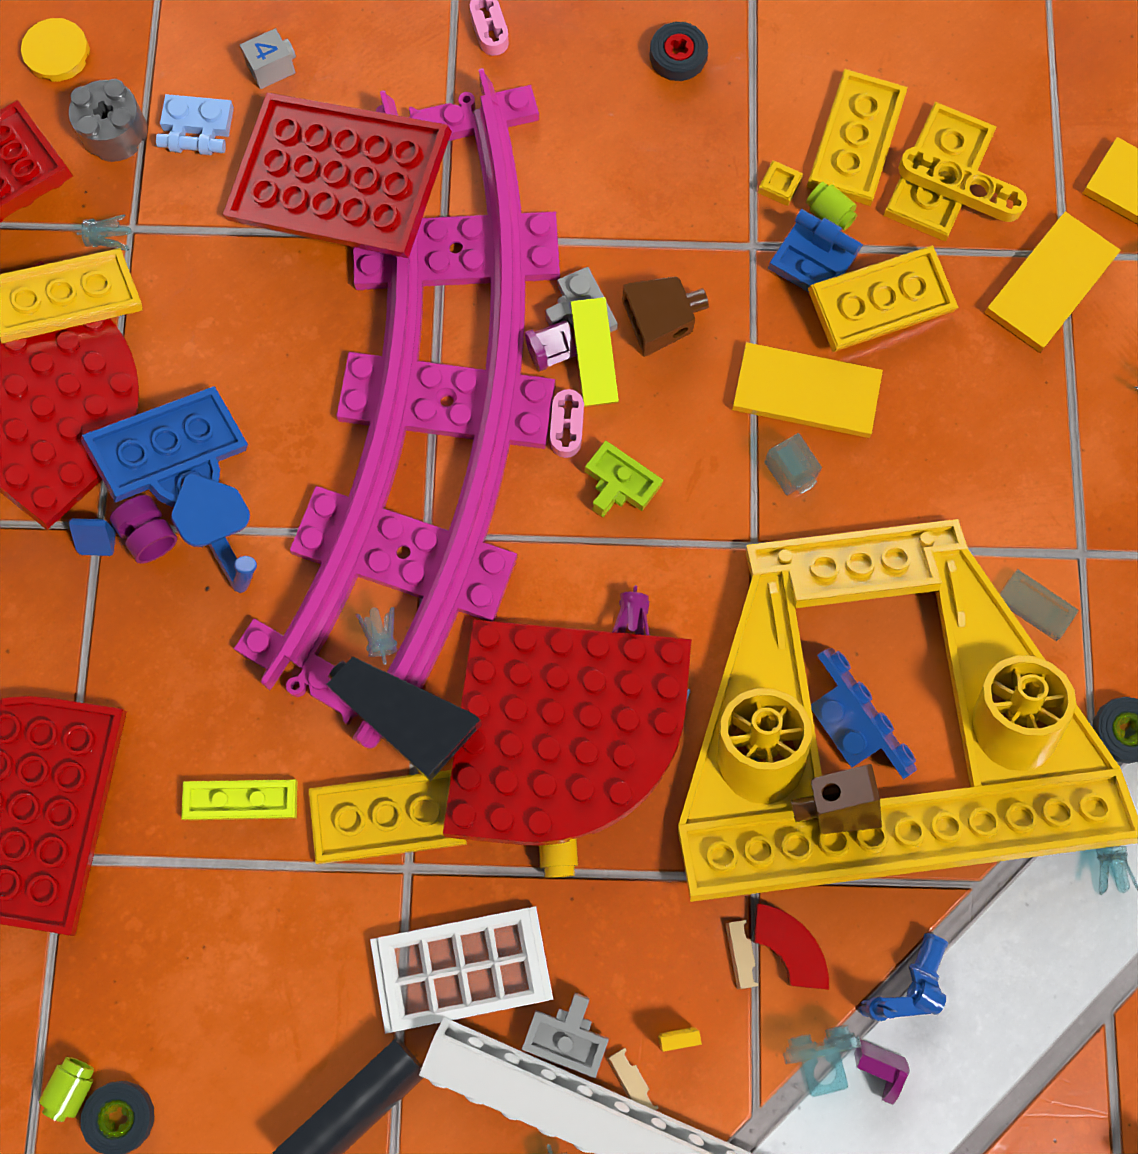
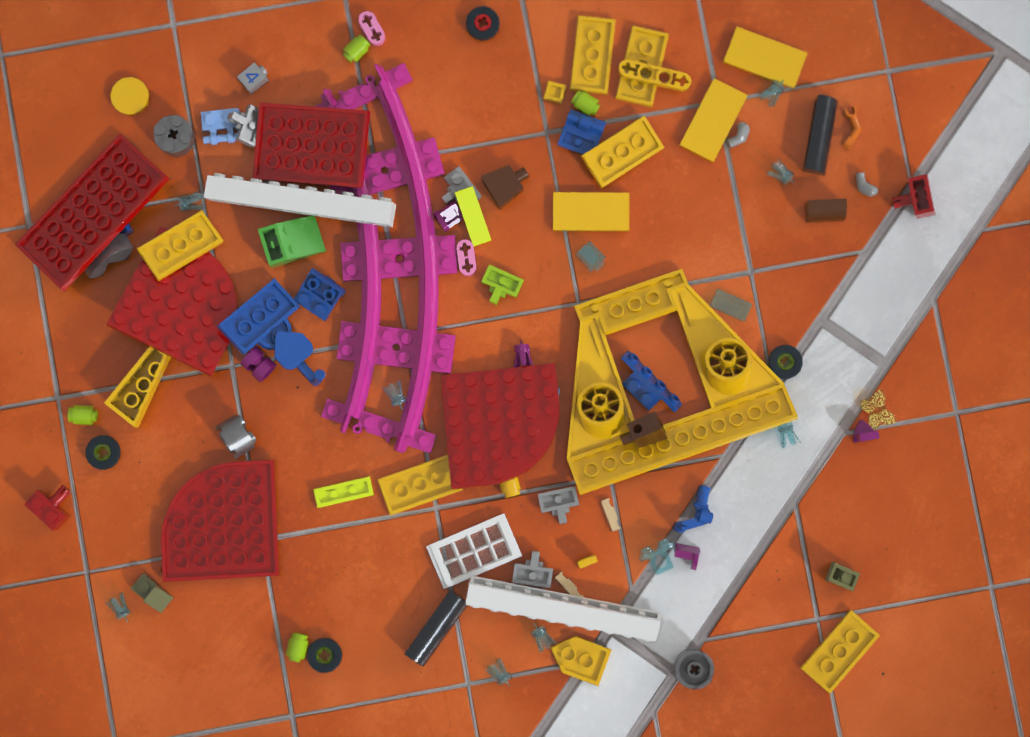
camera: 15 degrees left, 10 degrees up
(62, 649) = (235, 435): none -> flat silver brick
(93, 536) = (232, 373): blue slope -> none
(234, 125) = (246, 125): none -> light grey hinge
(259, 329) = (291, 241): none -> bright green slope
(287, 429) = (319, 294): none -> blue plate
(295, 260) = (300, 201): none -> white brick
(406, 717) = (421, 435): black slope -> none
(454, 46) = (355, 49): none -> lime brick
(646, 907) = (558, 502): none -> light grey hinge
(793, 945) = (635, 505): red tile -> none
(1099, 316) = (741, 137): none -> light grey arm

